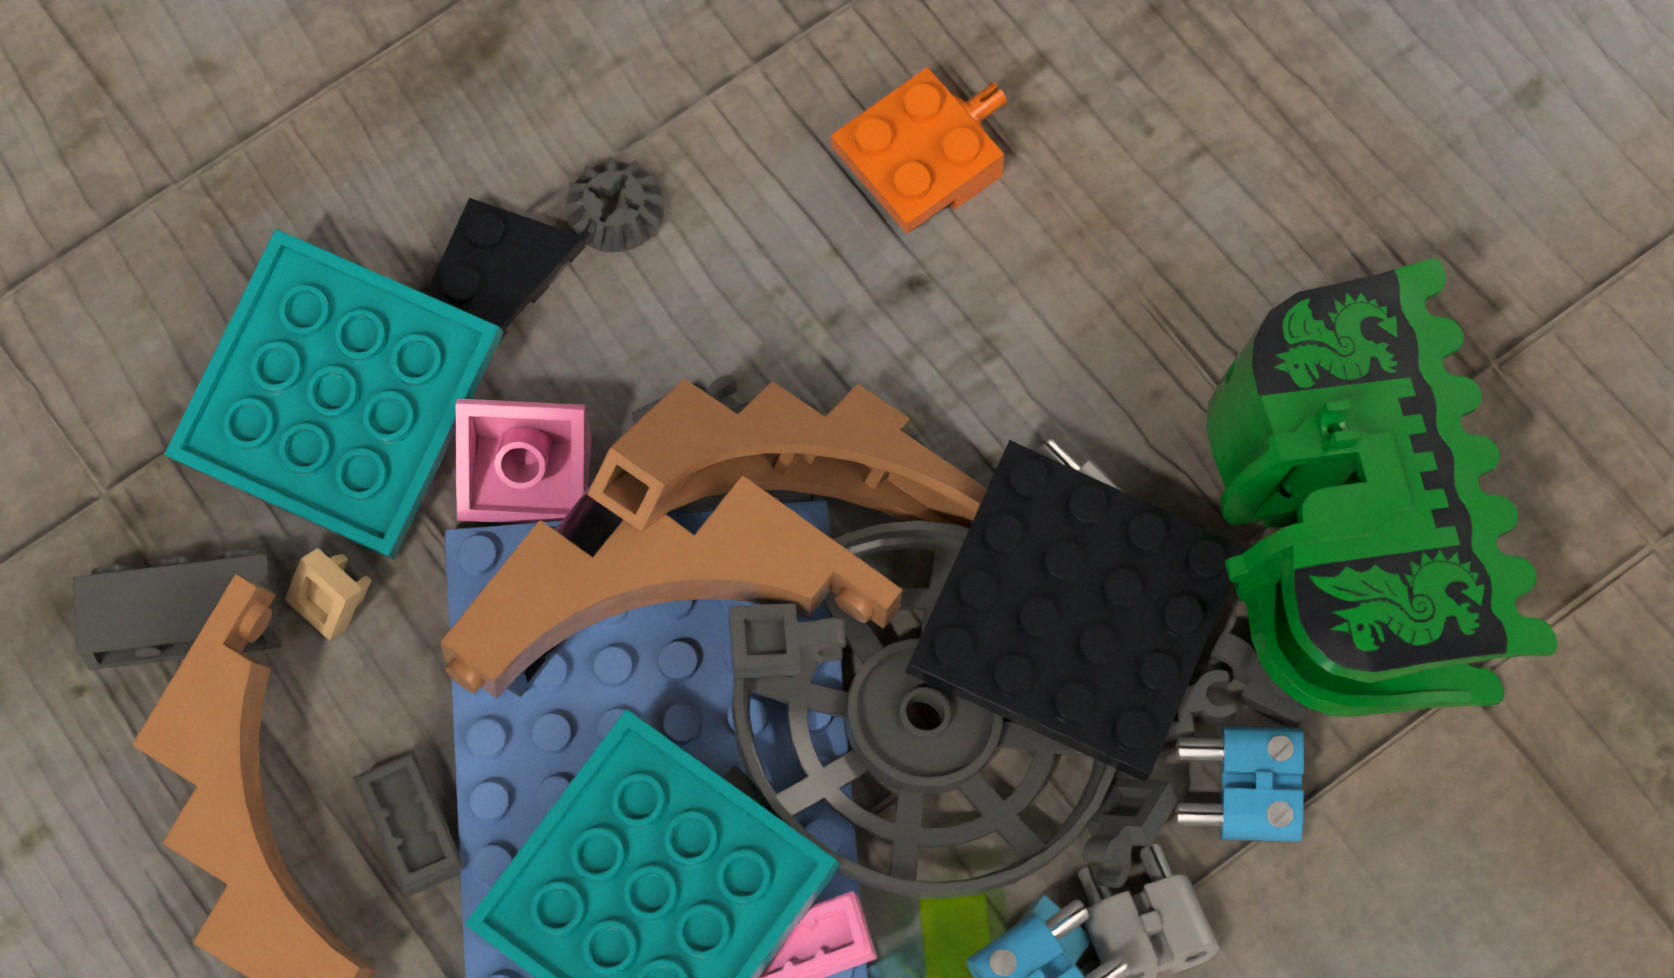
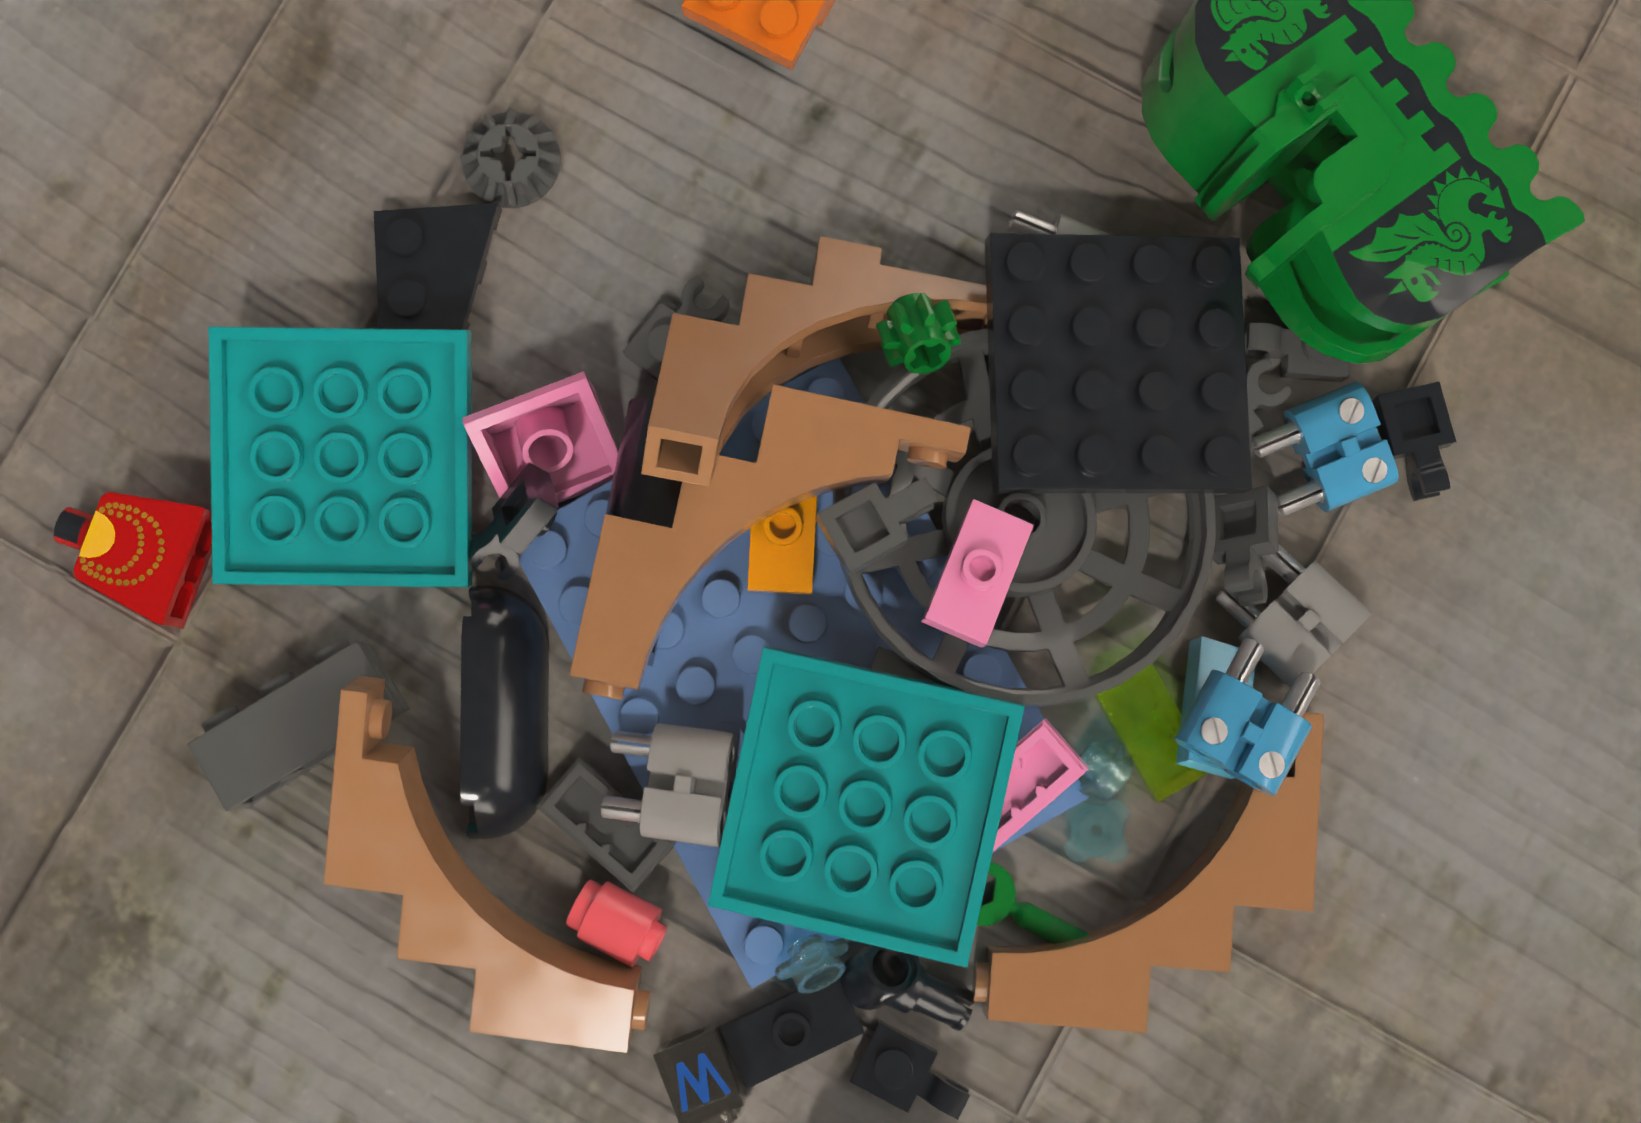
camera: 25 degrees left, 15 degrees up
(117, 400) = (141, 553): none -> red torso
(326, 593) = (427, 647): tan tile -> none
(363, 685) = (502, 712): none -> black brick
(374, 915) = (617, 922): none -> coral brick
(470, 510) = (519, 516): none -> black plate
(496, 810) = (685, 786): none -> light grey piece
(689, 643) = (784, 550): none -> light orange plate
(853, 730) = (977, 573): none -> bright pink plate
(901, 499) = (918, 333): none -> green gear
(1343, 799) = (1416, 428): none -> black plate

